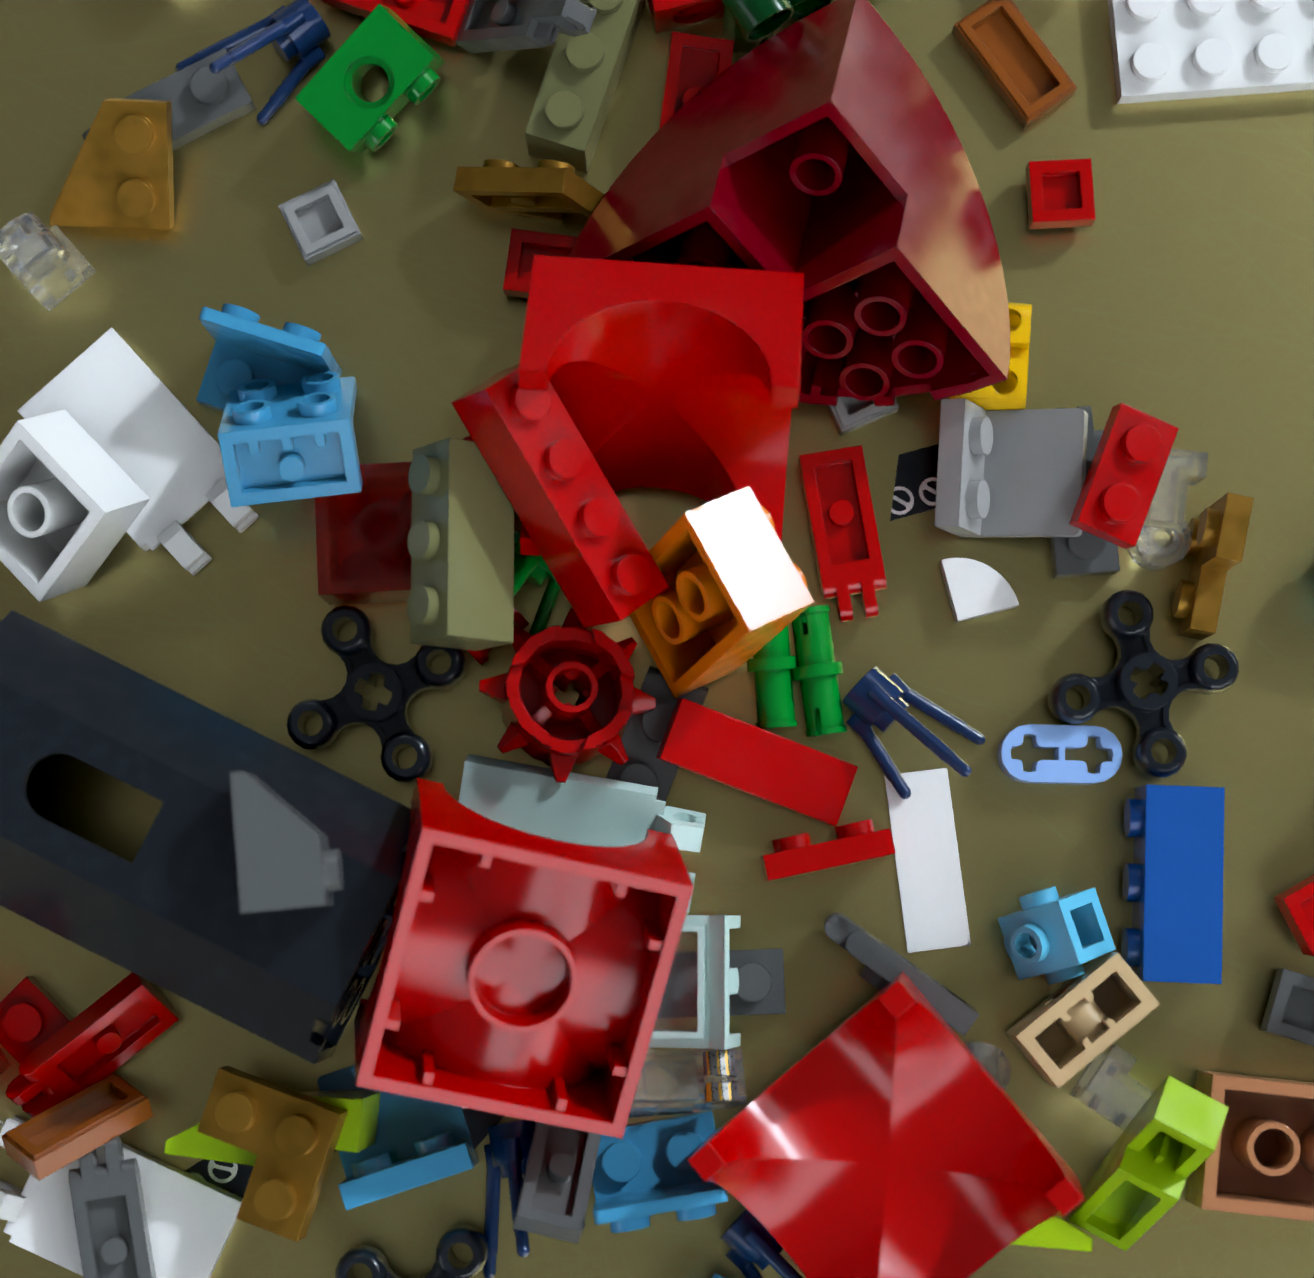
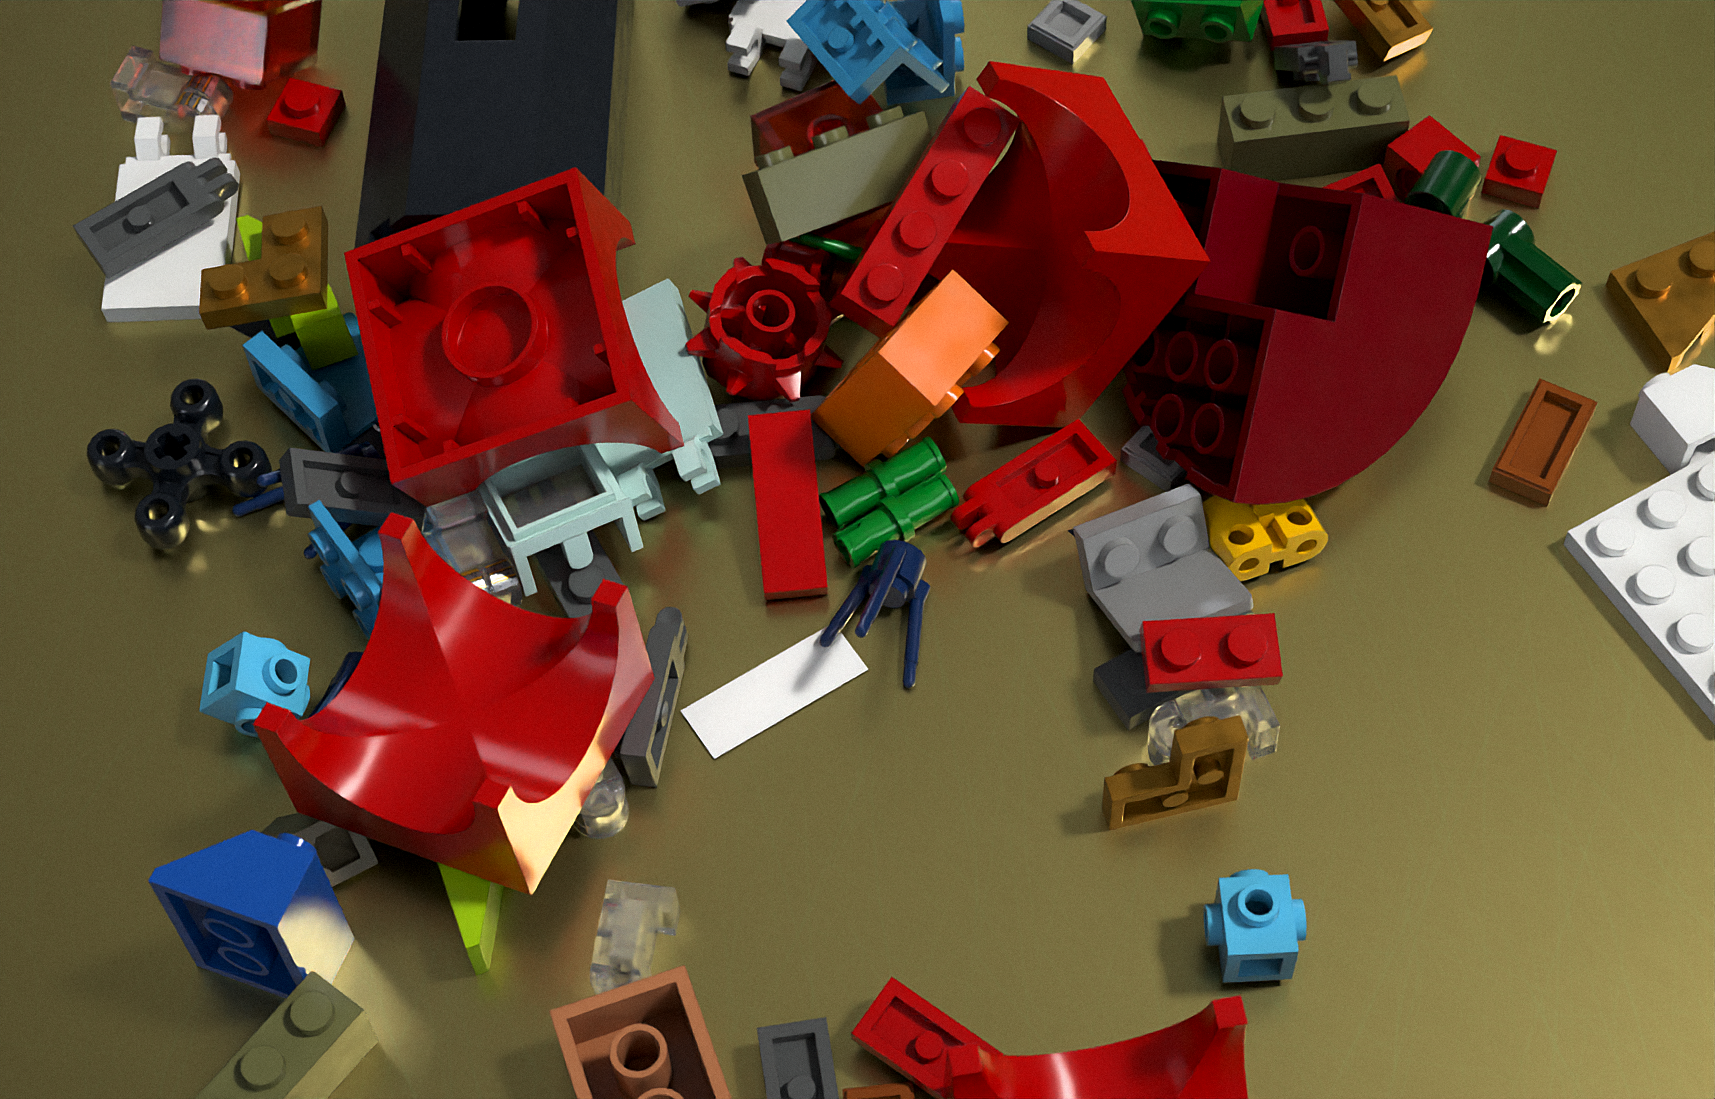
camera: 65 degrees right, 25 degrees down
(76, 1126) = (233, 154): dark orange tile -> none
(92, 1045) = (302, 151): red hinge -> none
(279, 852) = (510, 108): dark grey slope -> none
(352, 708) = (693, 214): black gear -> none
(527, 191) = (1177, 124): pearl gold wing -> none
(853, 844) = (724, 580): red plate -> none
(975, 589) = (1042, 615): white tile -> none
(1055, 934) = (754, 797): medium azure brick -> none
(1060, 193) = (1445, 521): red plate -> none
(1060, 739) = (917, 753): light blue beam -> none
(1082, 1018) = (686, 848): tan brick -> none
(1150, 1163) = (573, 954): lime slope -> none
(1170, 678) = (1035, 801): black gear -> none
(1175, 883) = (858, 889): blue brick -> none

